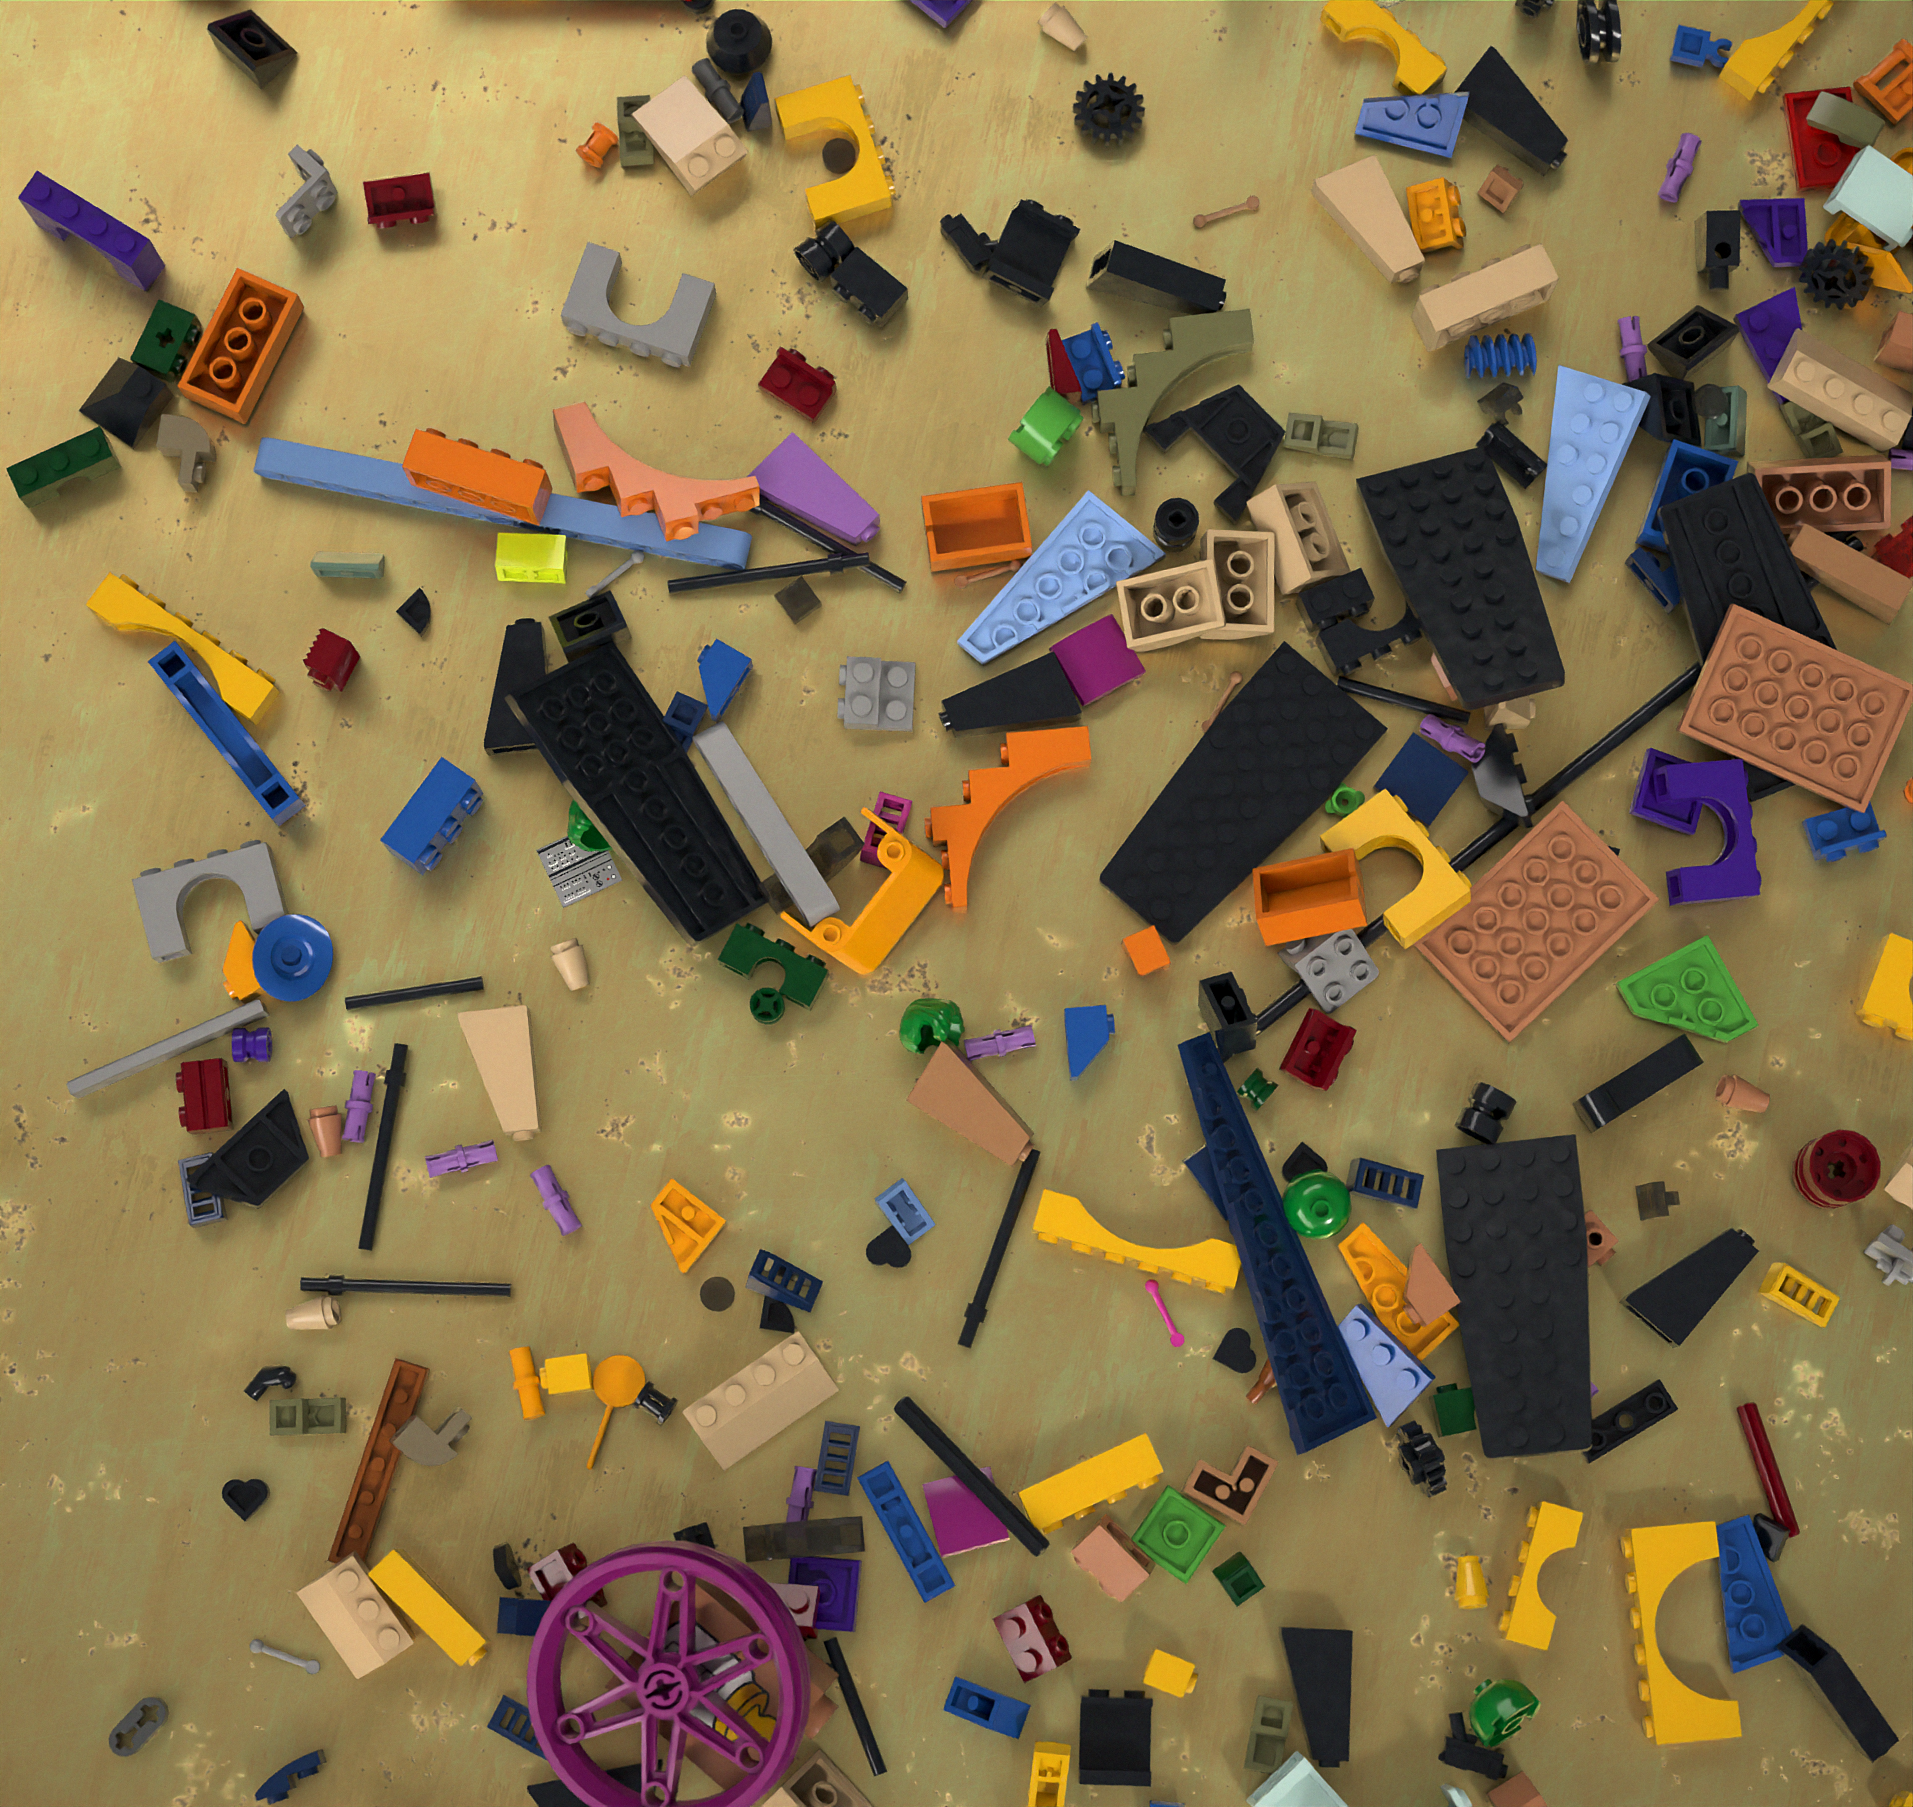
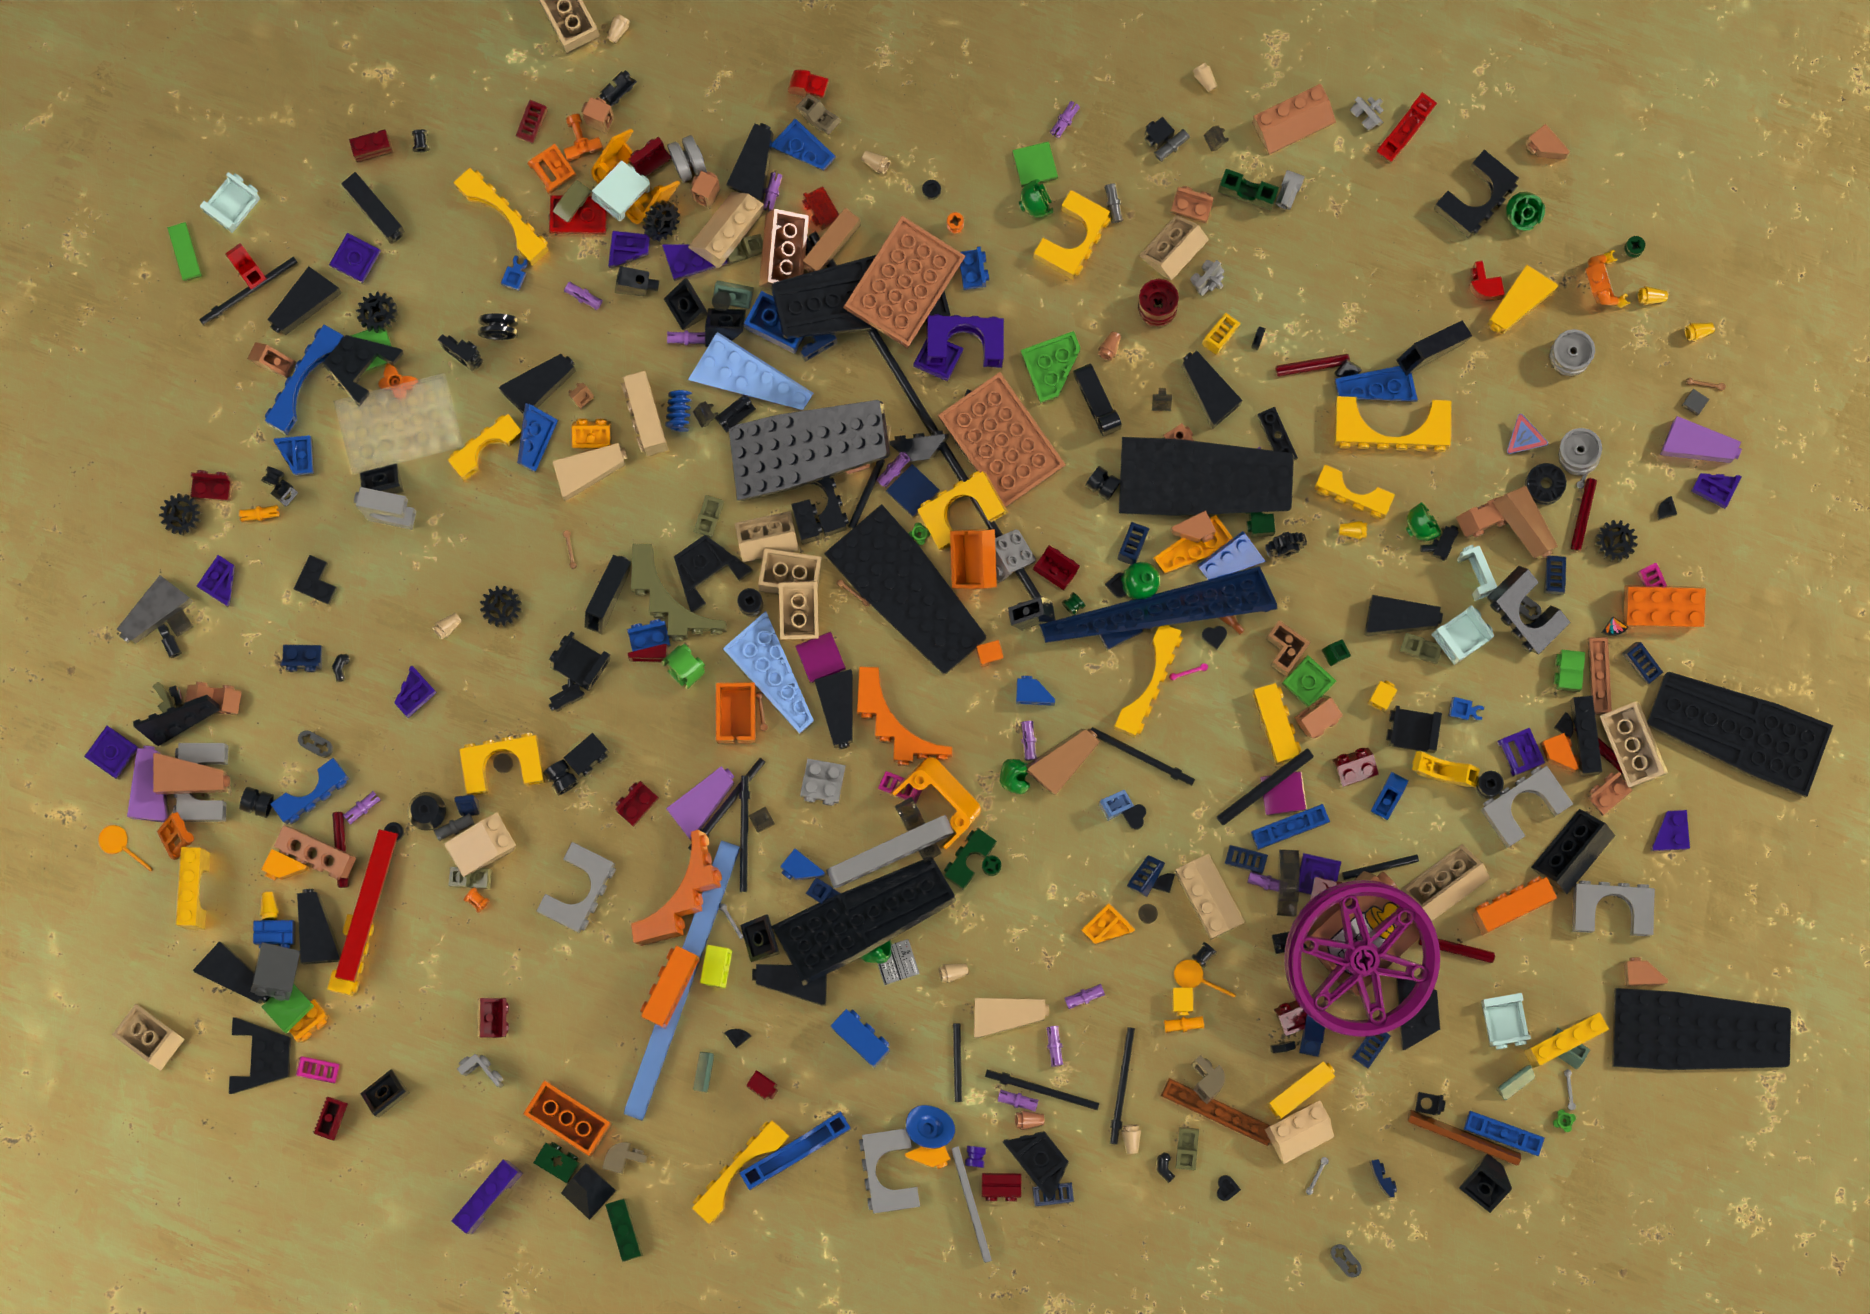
camera: 80 degrees left, 0 degrees up
(1808, 1365) = (1258, 338): none -> black tile

